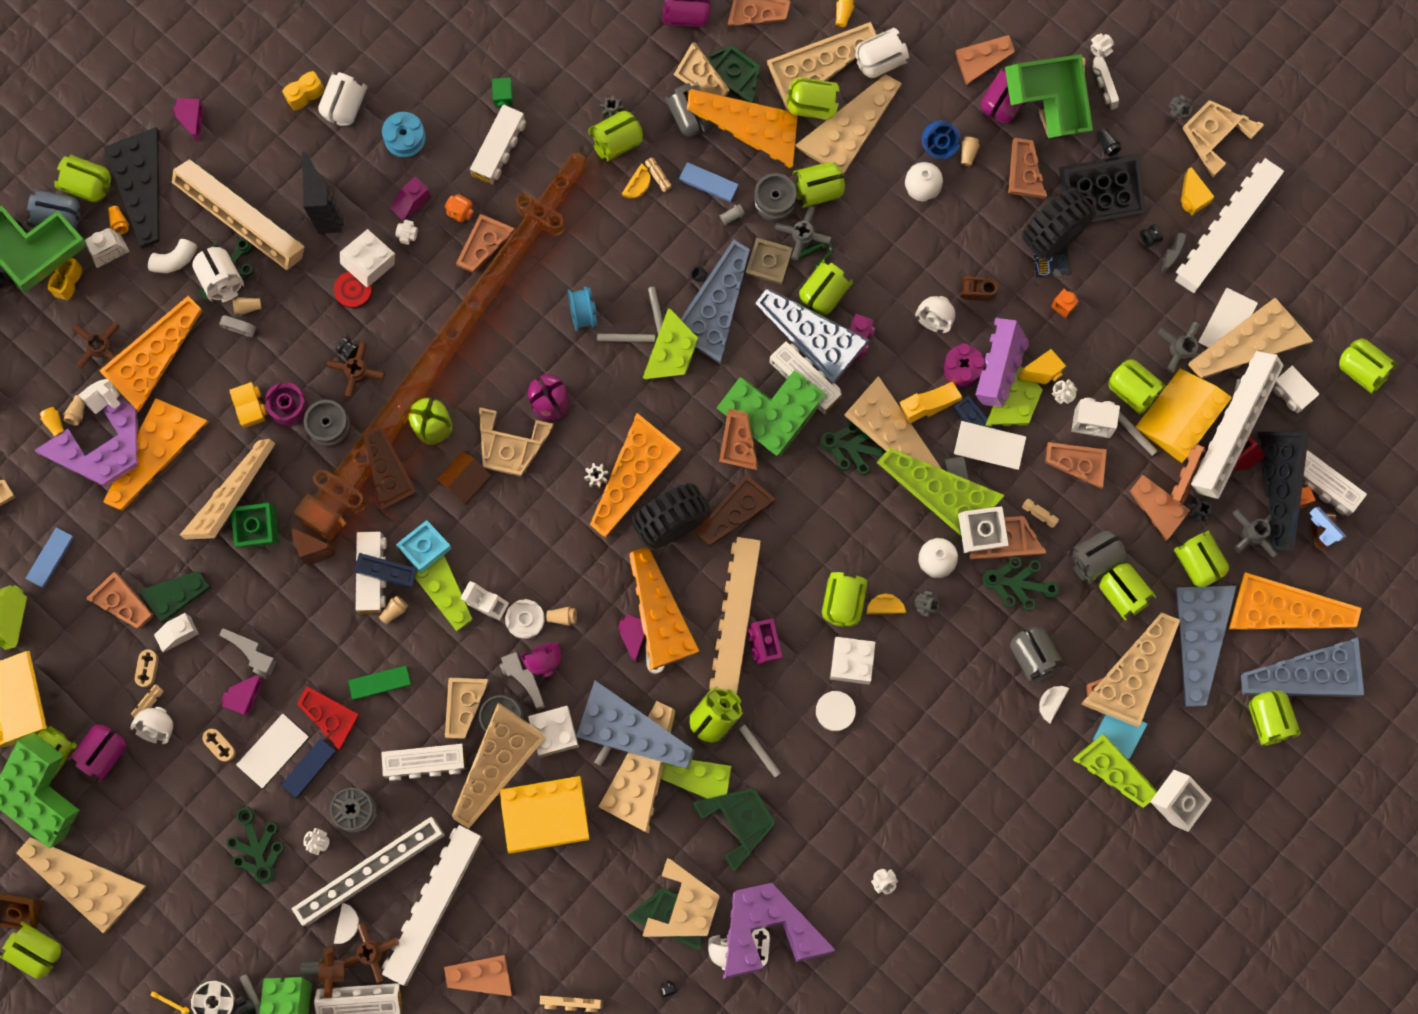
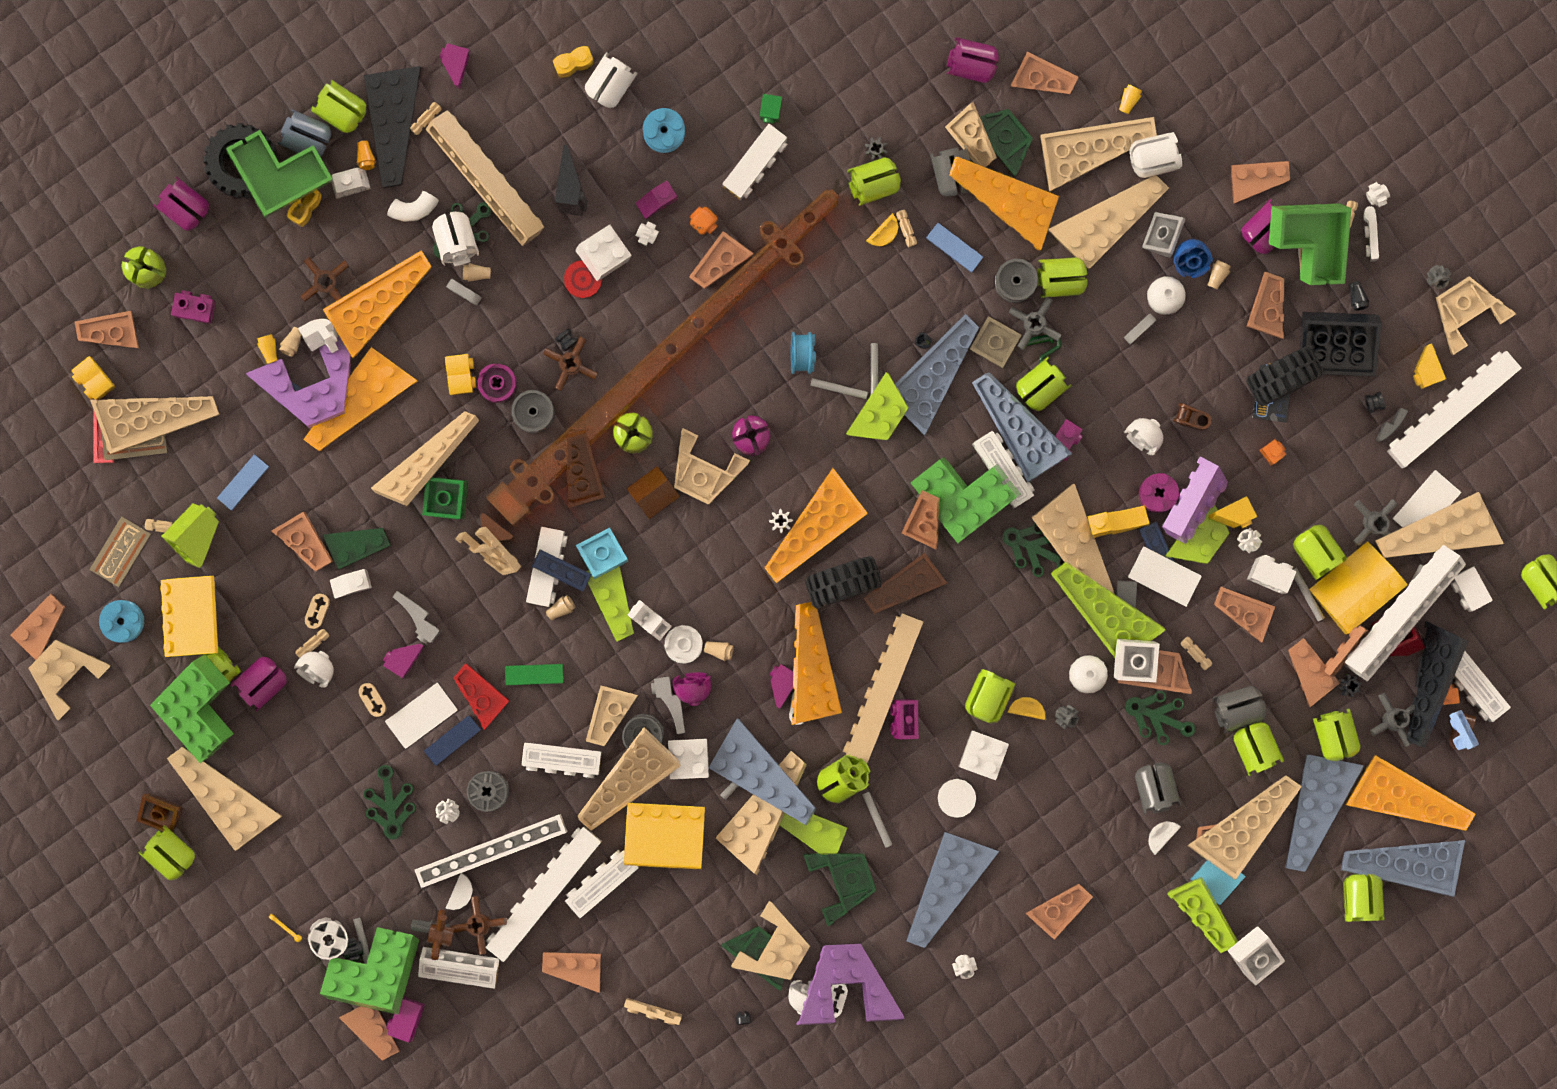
camera: 15 degrees right, 10 degrees up
(167, 177) = (425, 118): none -> tan axle
(313, 567) = (492, 551): none -> tan wing
(489, 882) = (599, 885): none -> white brick
(732, 214) = (969, 287): light grey pin -> none
(812, 98) = (1076, 189): lime cylinder -> none
(850, 788) = (951, 877): none -> sand blue wing
(906, 217) = (1140, 328): none -> light grey beam
(907, 125) = (1163, 234): none -> light grey slope
(967, 802) = (1060, 910): none -> nougat wing

